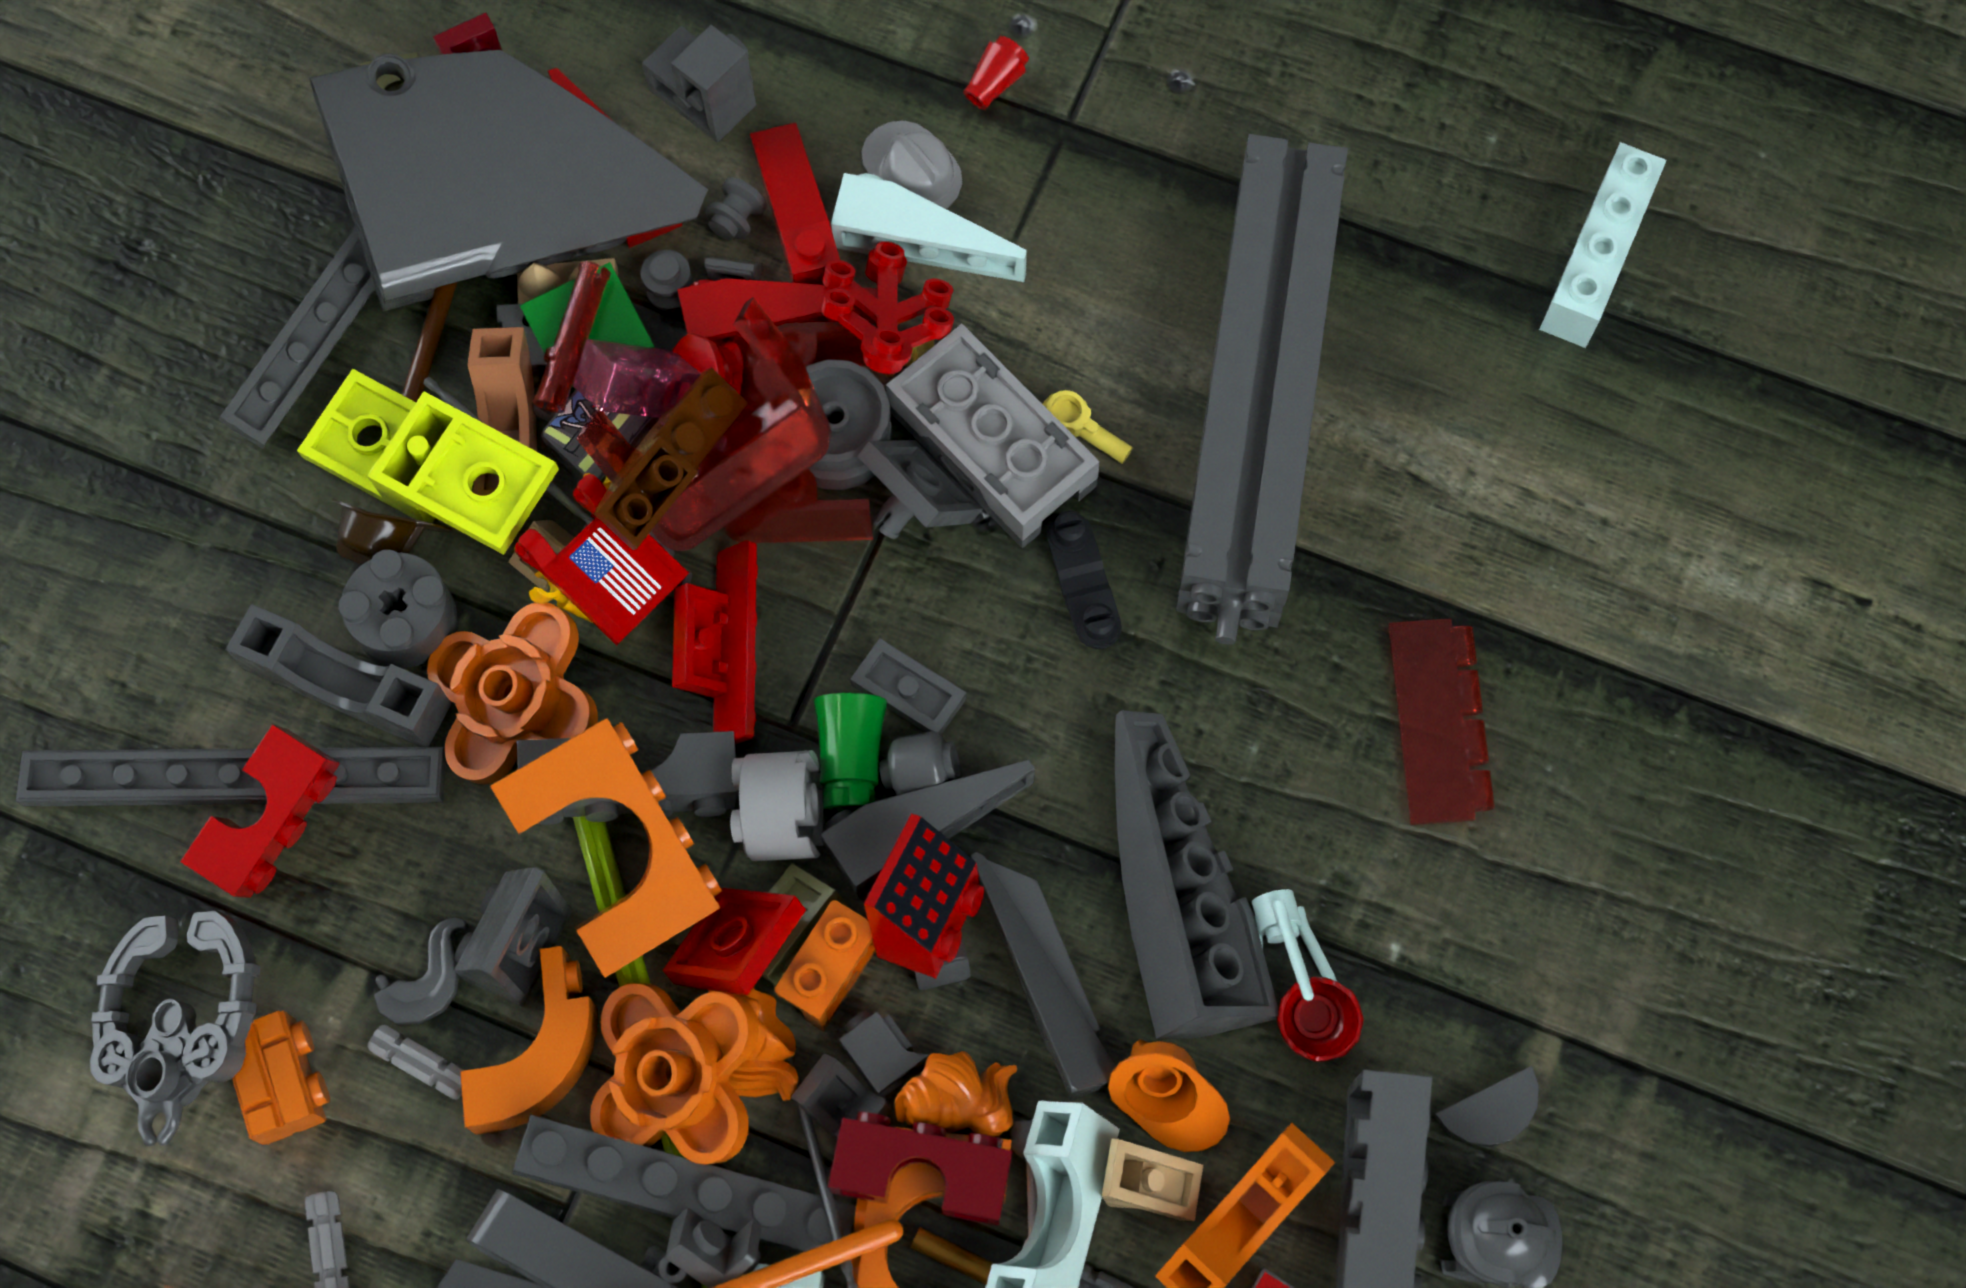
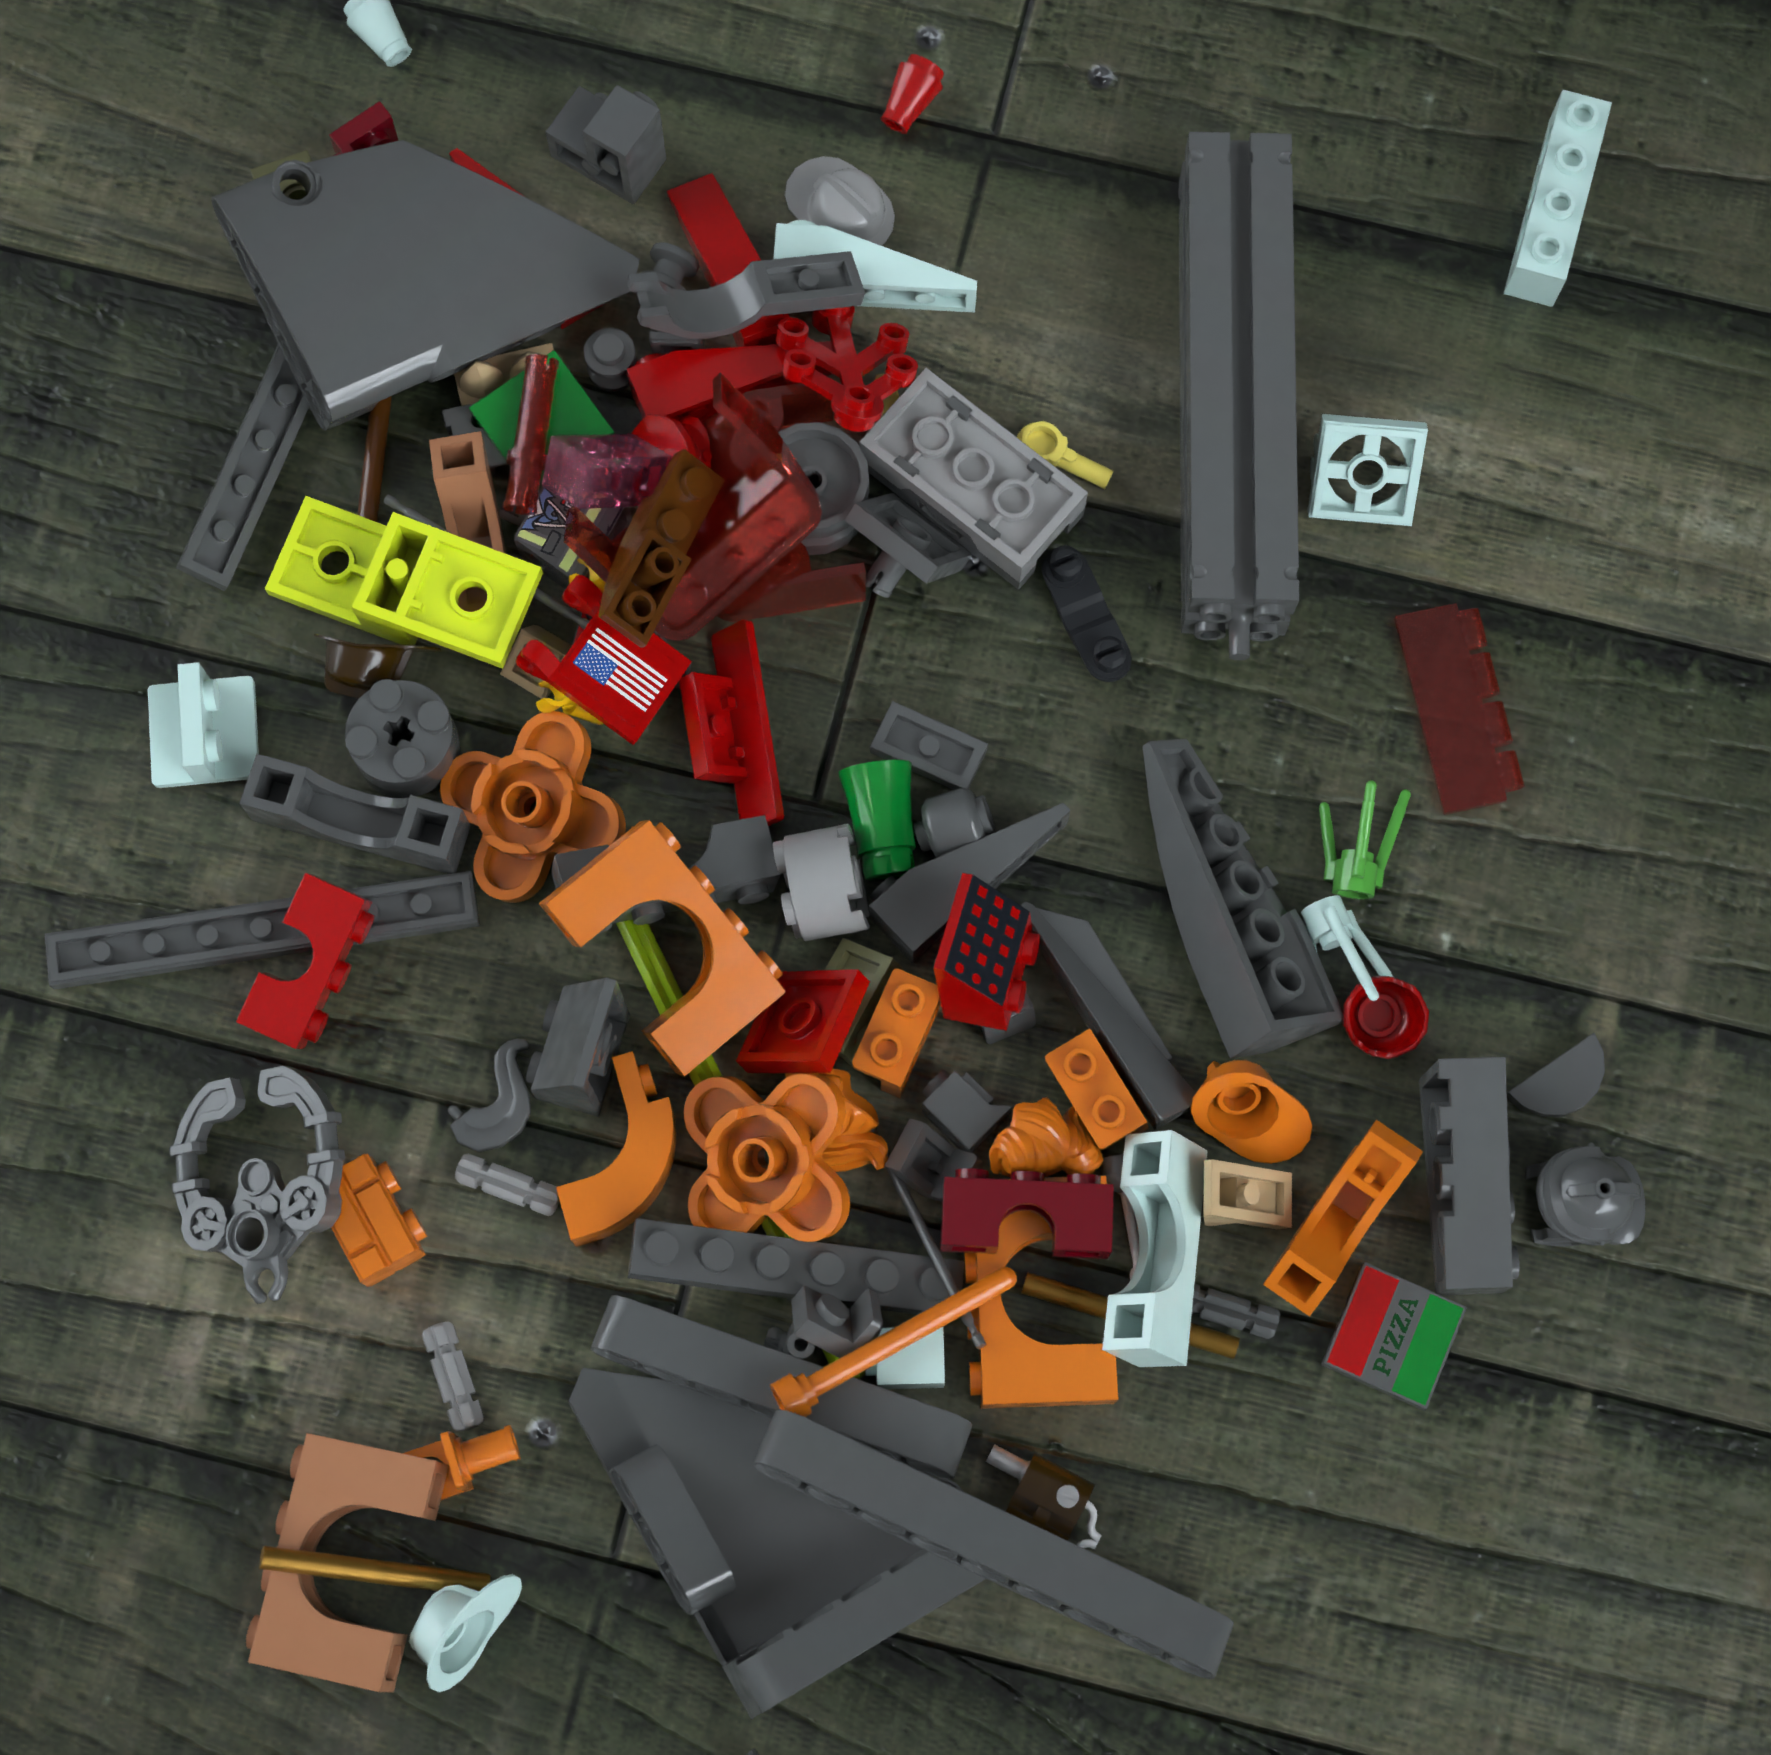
camera: 10 degrees left, 5 degrees up
(212, 574) = (202, 728): none -> light aqua bracket
(815, 230) = (758, 291): none -> dark grey piece
(1016, 1051) = (1096, 1090): none -> orange bracket
(1312, 869) = (1355, 873): none -> bright green plant
(1403, 520) = (1394, 510): none -> light aqua piece

